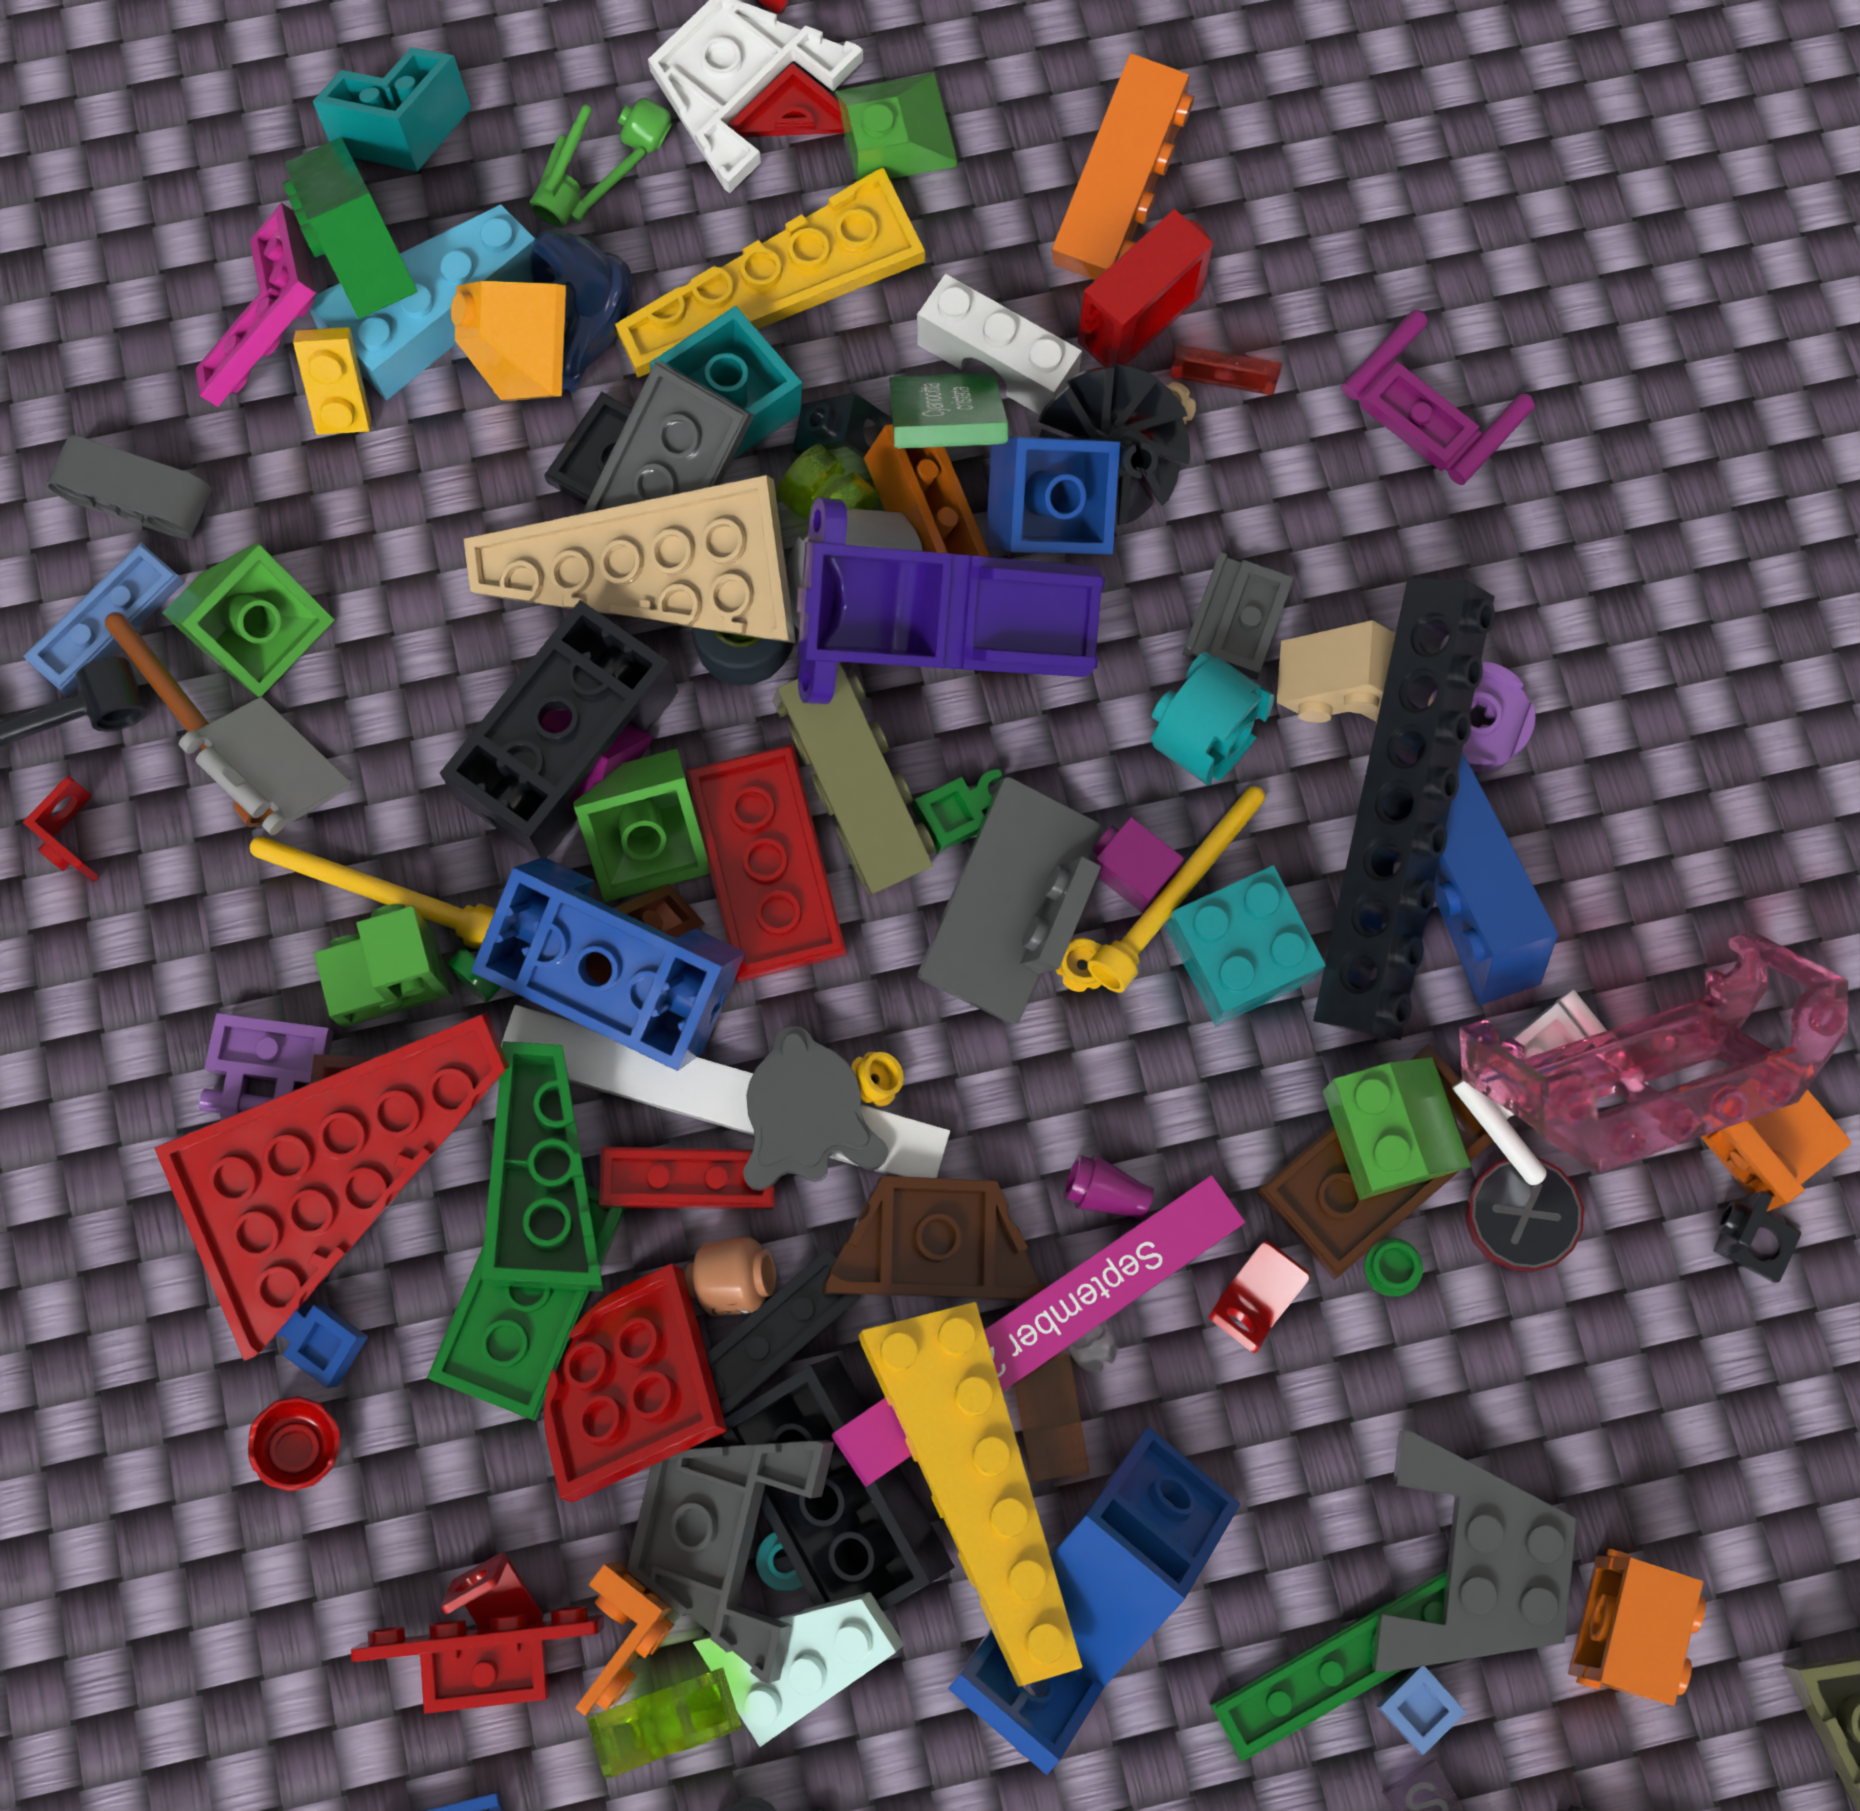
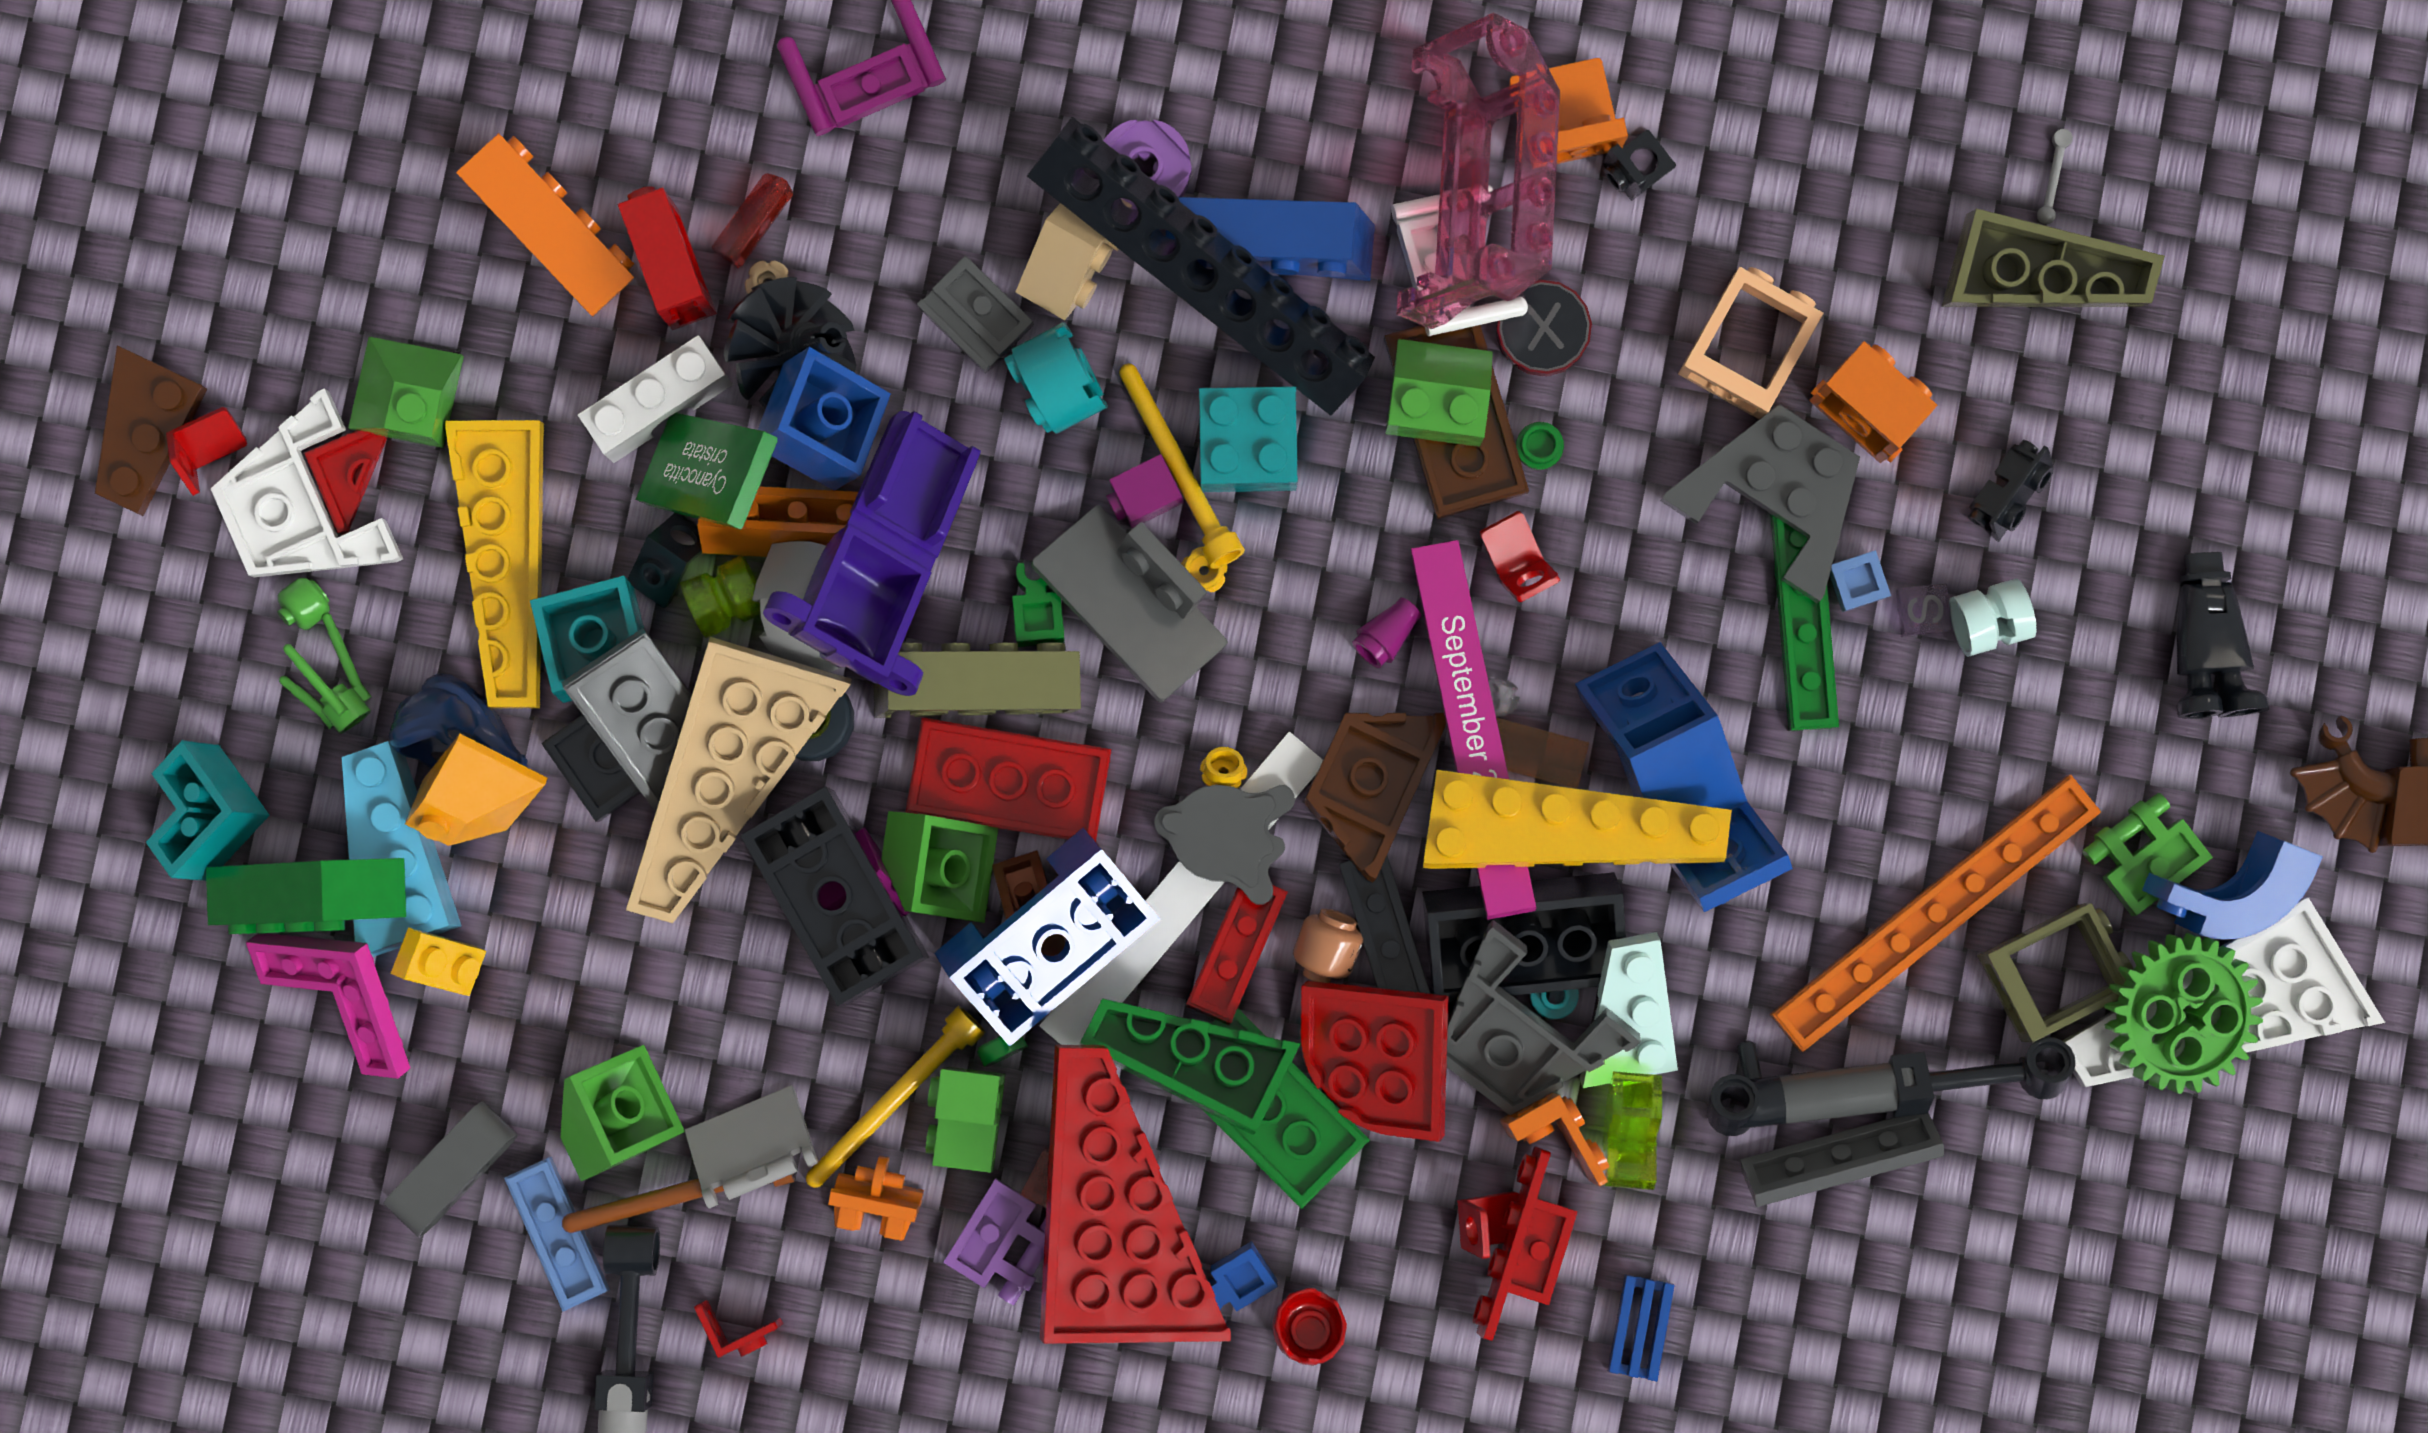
camera: 65 degrees left, 10 degrees up
(263, 914) = (875, 1193): none -> orange hips
(1569, 1454) = (1729, 384): none -> light nougat window

